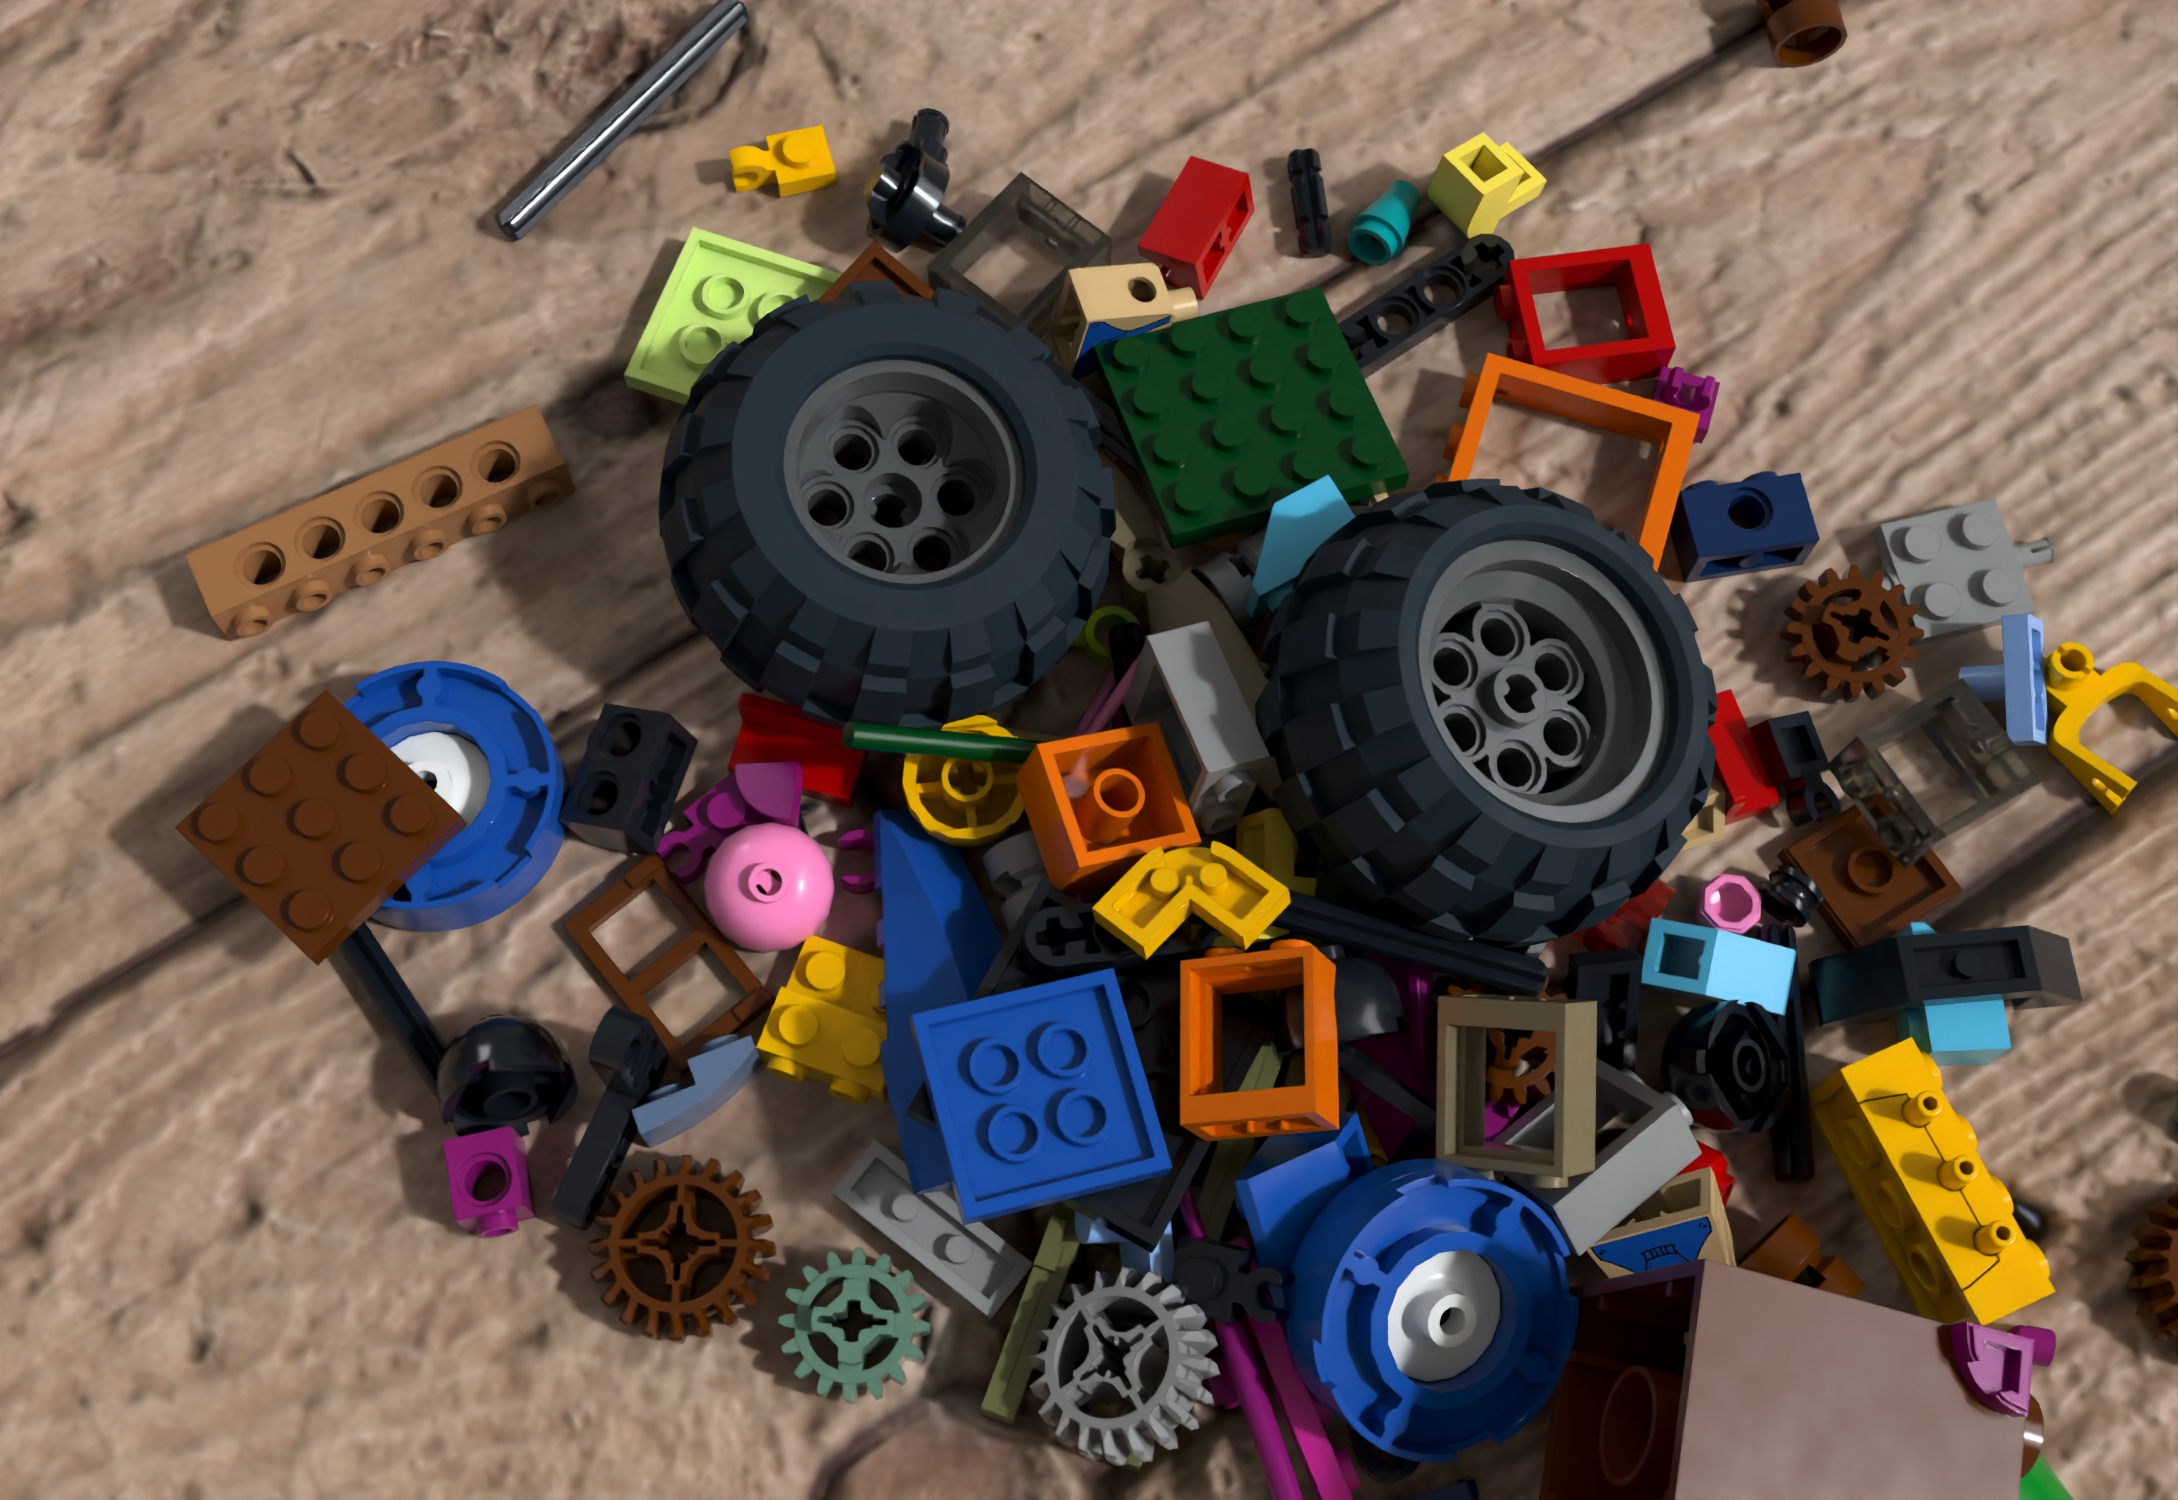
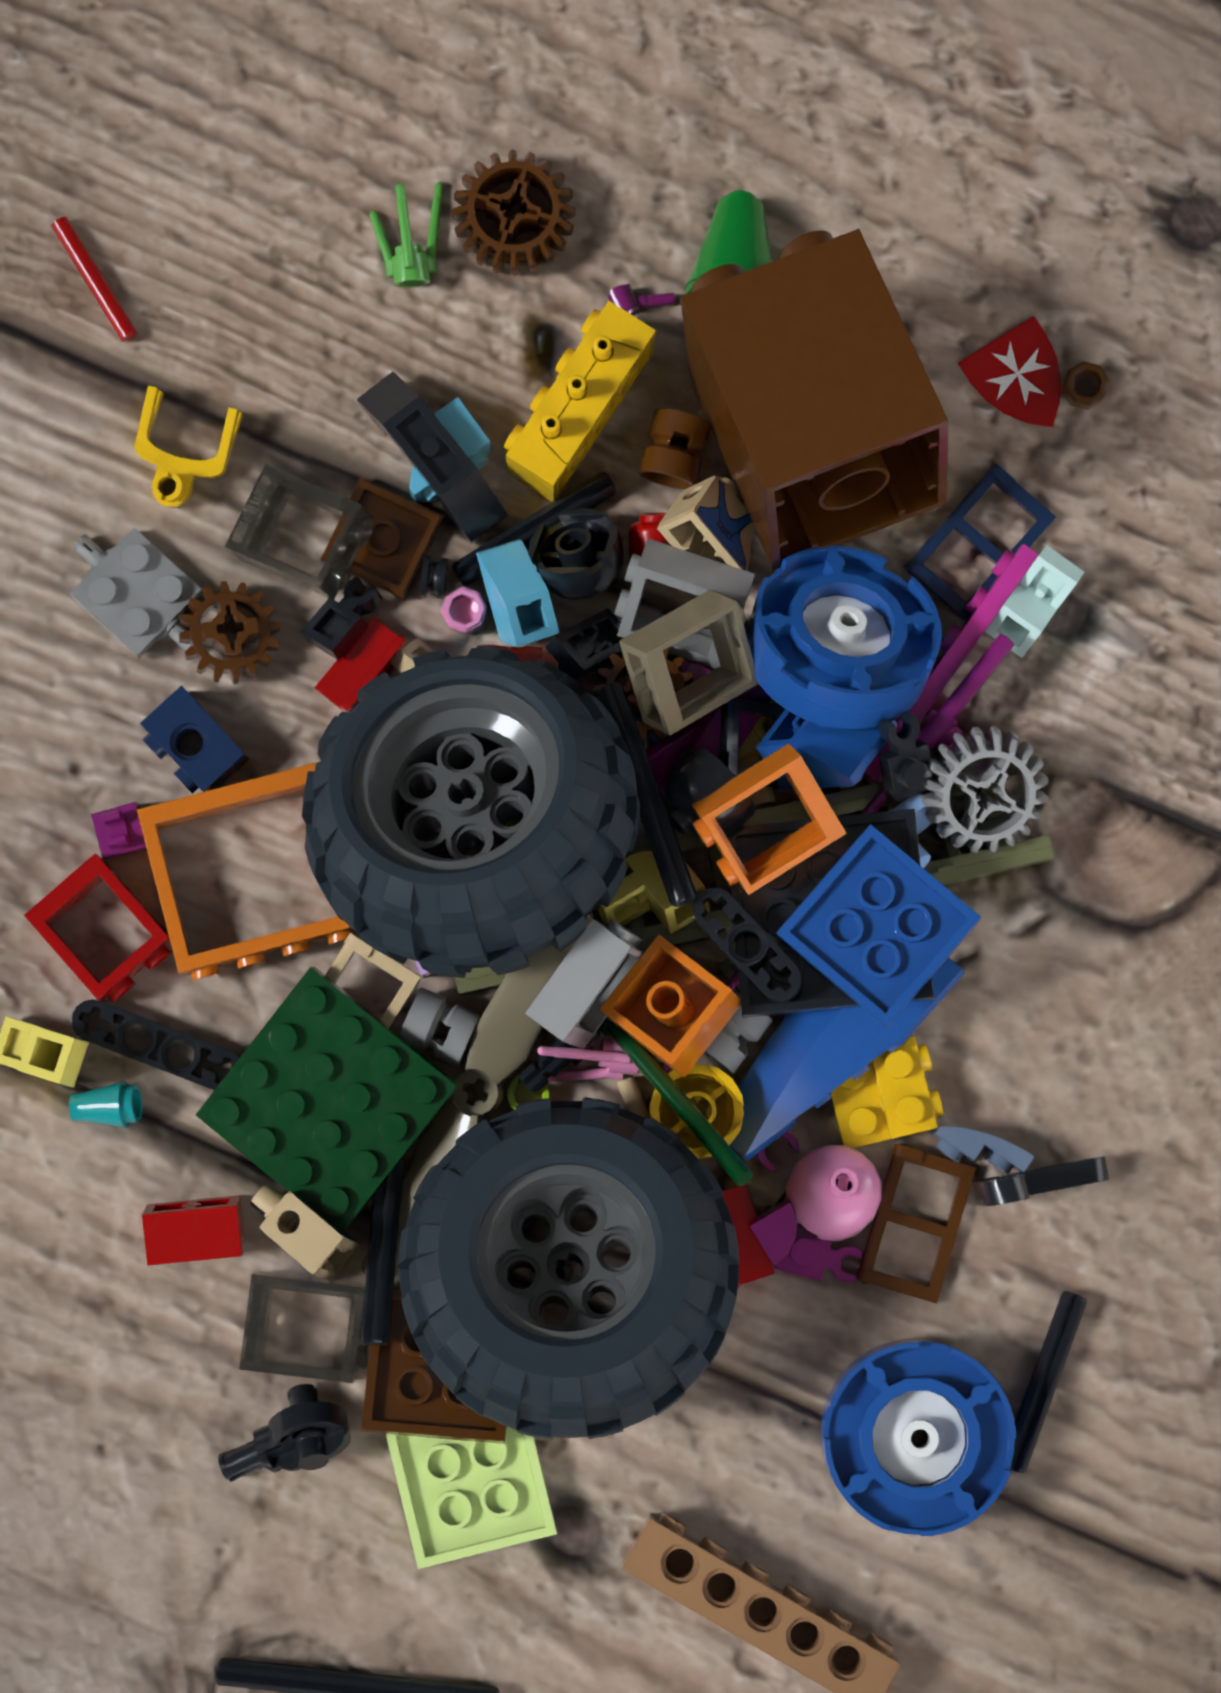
camera: 125 degrees left, 15 degrees up
(321, 826) = (990, 1477): reddish brown plate -> none
(469, 1161) = (1093, 1233): magenta brick -> none
(504, 1075) = (1052, 1265): black cylinder -> none
(628, 779) = (824, 1313): black brick -> none
(654, 1246) = (1089, 1108): reddish brown gear -> none
(793, 160) = (316, 1540): yellow plate -> none
(855, 1295) = (1065, 981): sand green gear -> none
(930, 1231) = (970, 997): light grey plate -> none
(1171, 885) = (696, 920): yellow plate -> none
(1291, 536) = (414, 1001): medium azure slope -> none
(1309, 203) = (121, 1168): black axle -> none
(1995, 1366) = (708, 309): magenta tile -> none
(2017, 681) = (199, 514): light blue tile -> none

